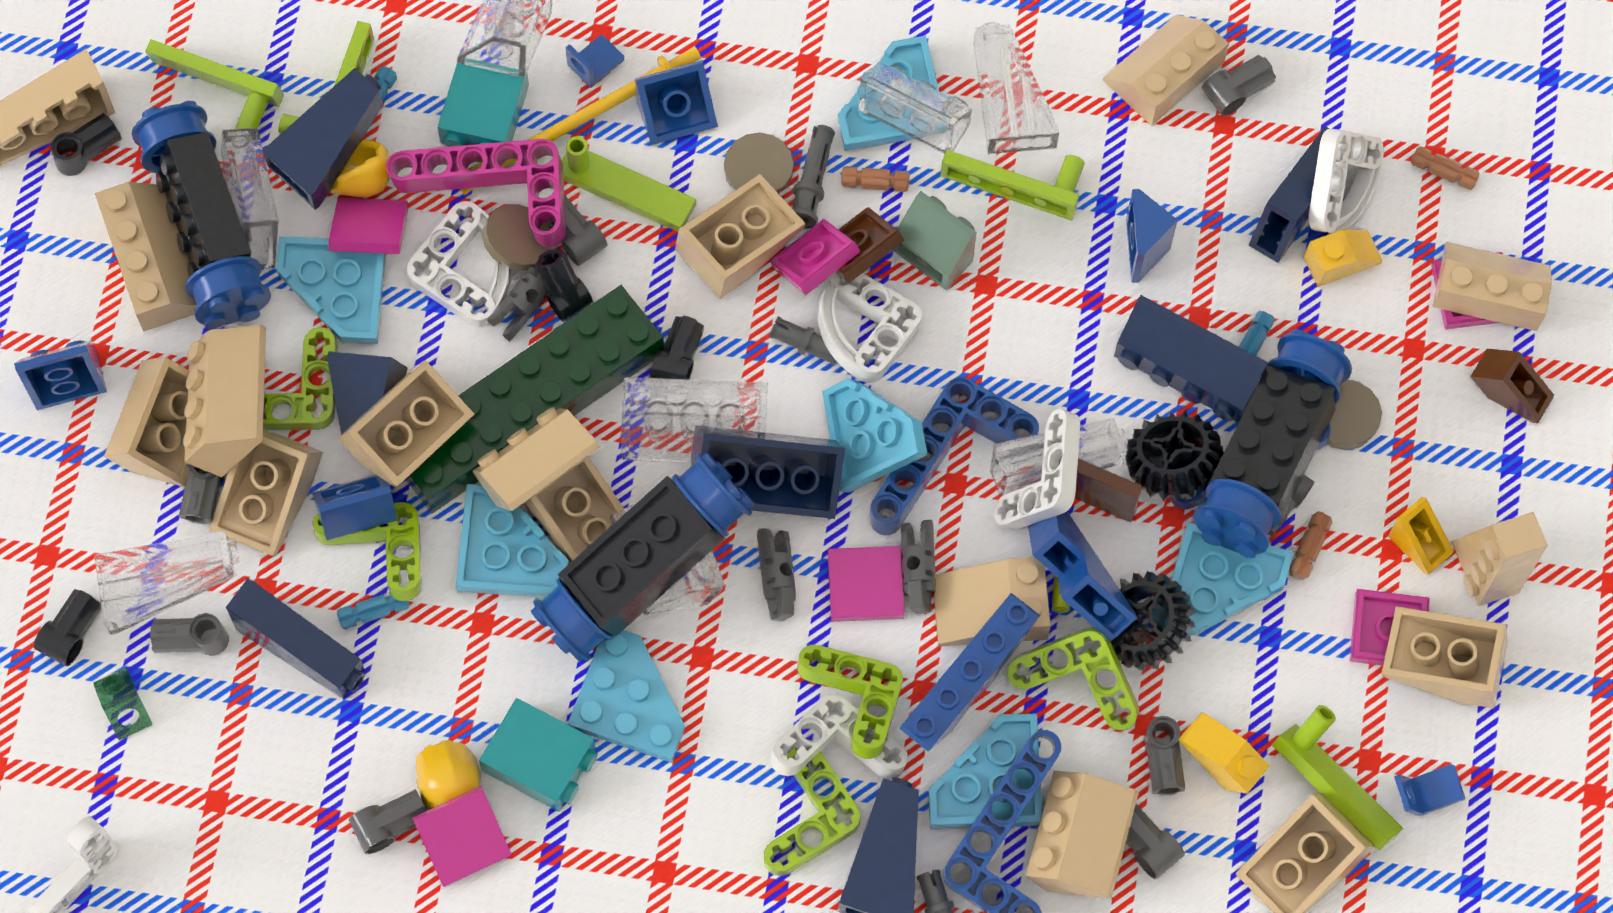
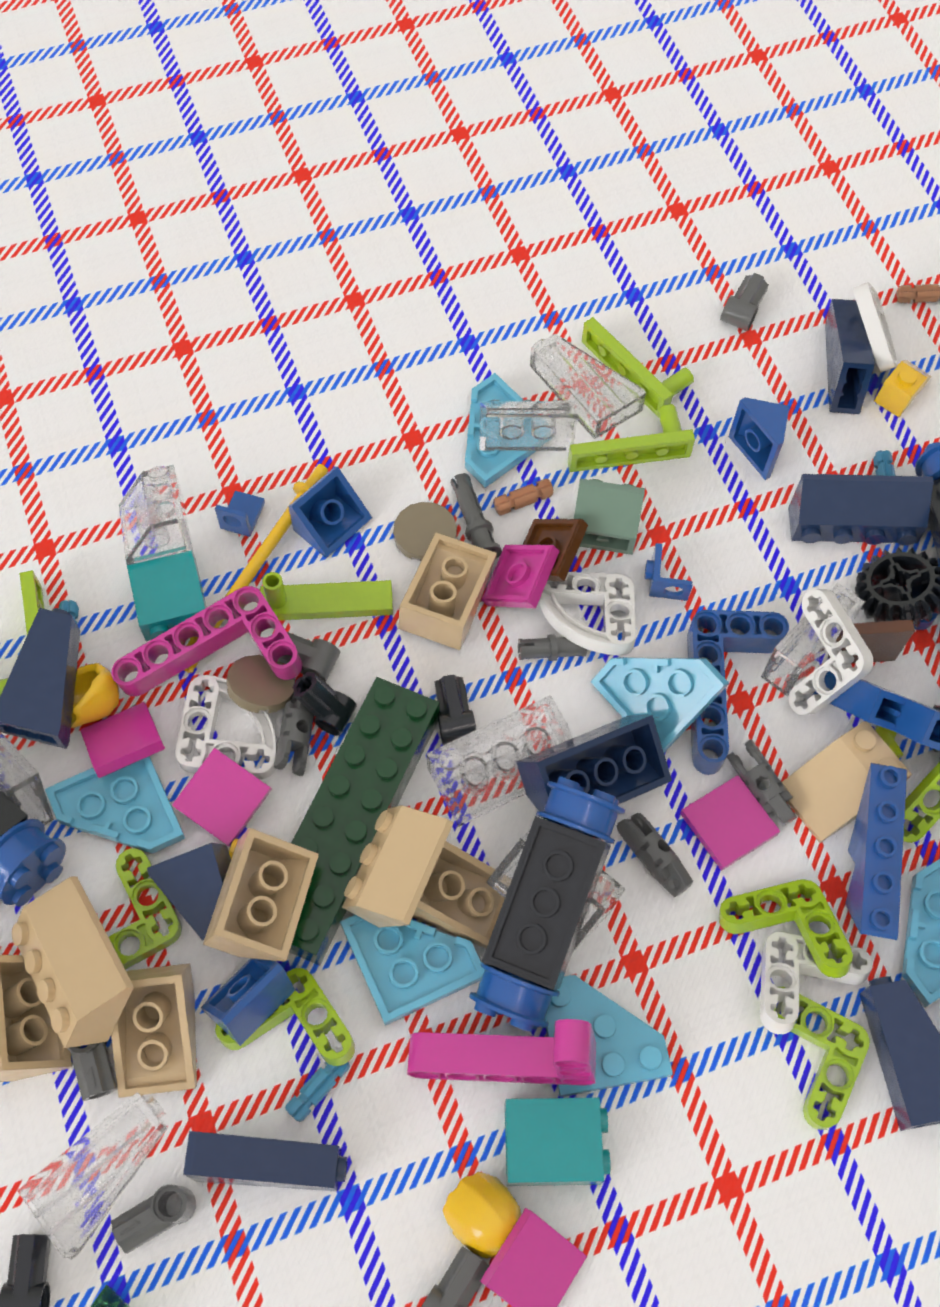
camera: 30 degrees left, 5 degrees down
(427, 323) = (222, 797): none -> dark pink tile
(575, 685) = (559, 1060): none -> dark pink beam
(948, 319) = (658, 584): none -> blue bracket
(1075, 138) = (619, 359): none -> lime piece
(1168, 66) = (685, 313): tan slope -> none

